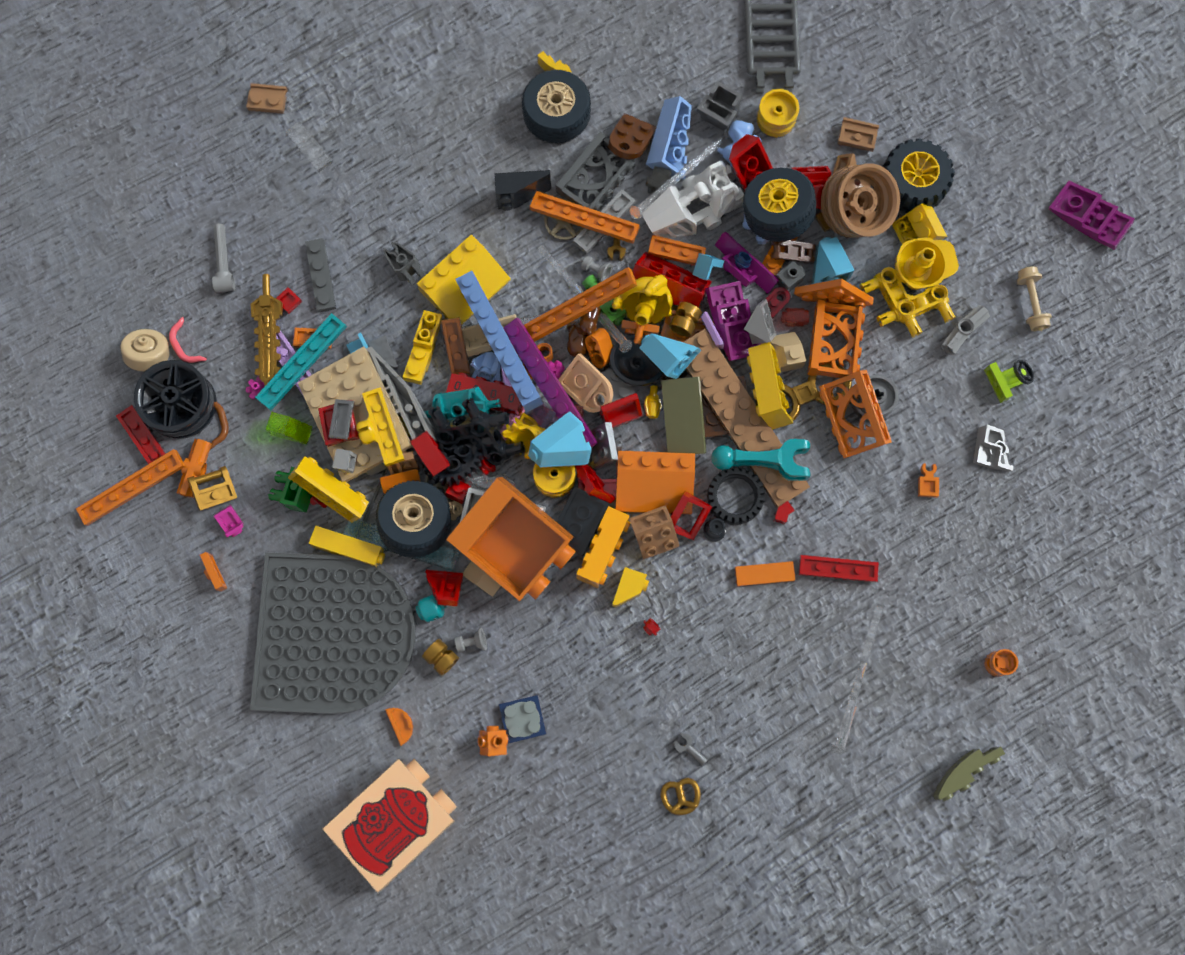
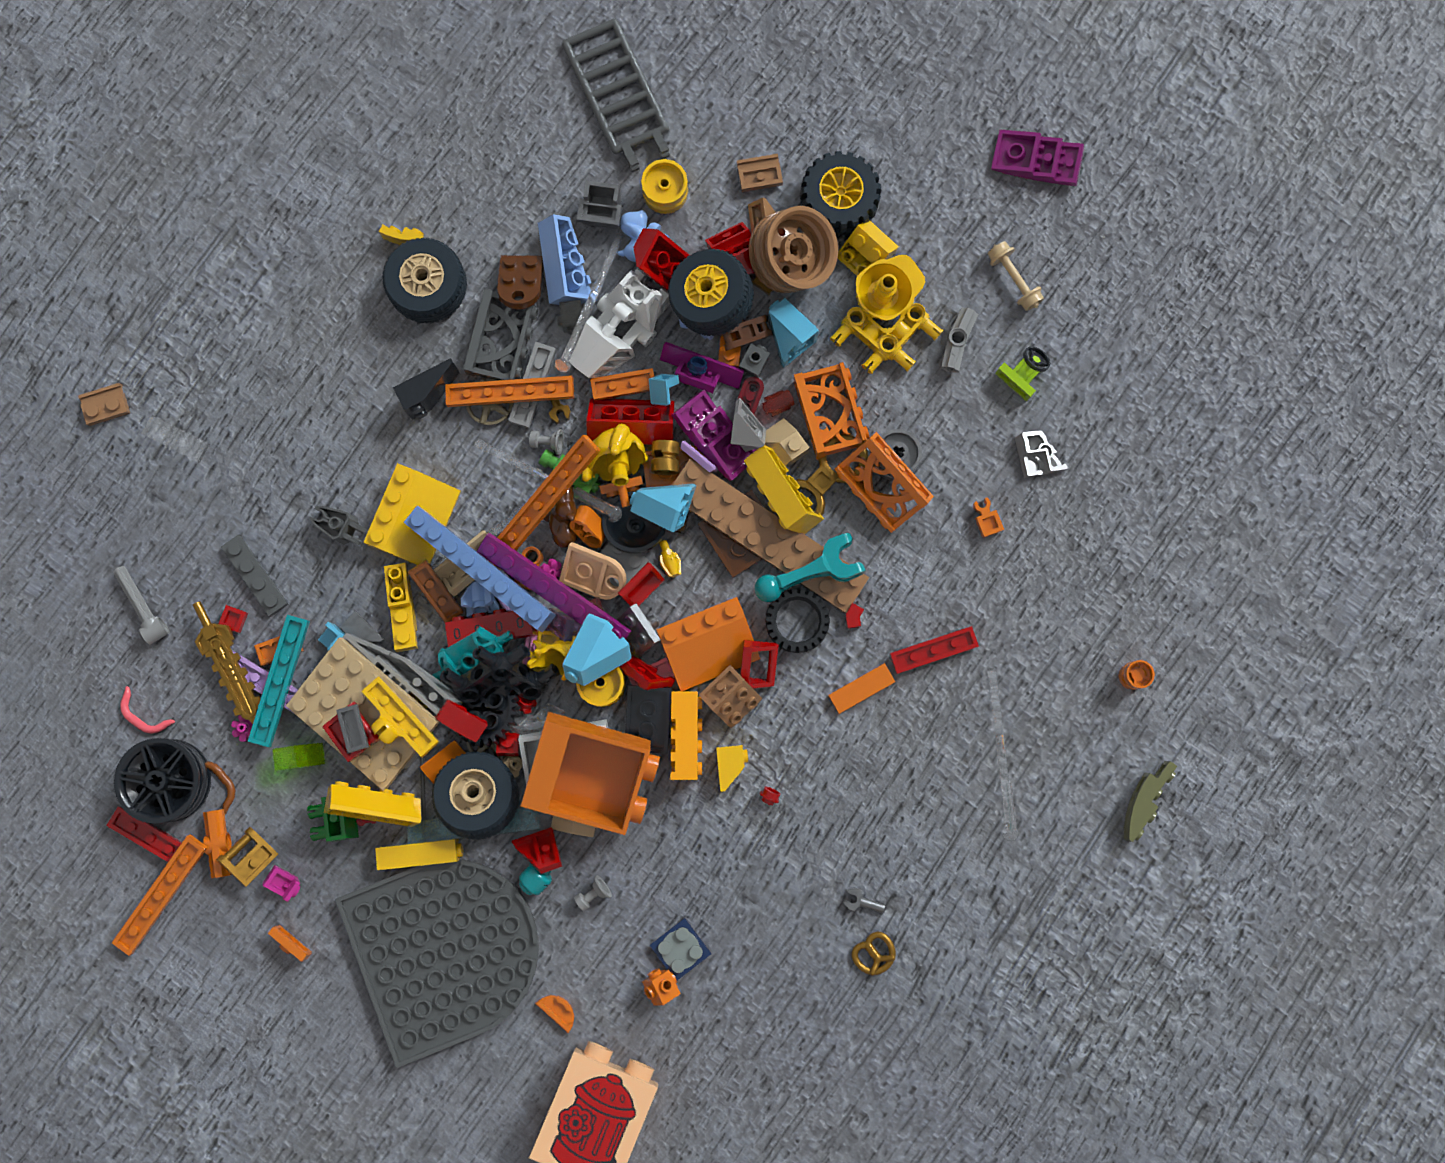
camera: 25 degrees left, 5 degrees up
(144, 349) = (103, 741): tan wheel -> none
(344, 461) = (376, 770): light grey slope -> none
(409, 464) = (444, 737): medium nougat plate -> none
(440, 657) = (568, 925): pearl gold wheel -> none
(684, 415) = (708, 561): olive tile -> none
(714, 530) = (790, 665): black piece -> none
(836, 292) = (808, 361): orange plate -> none

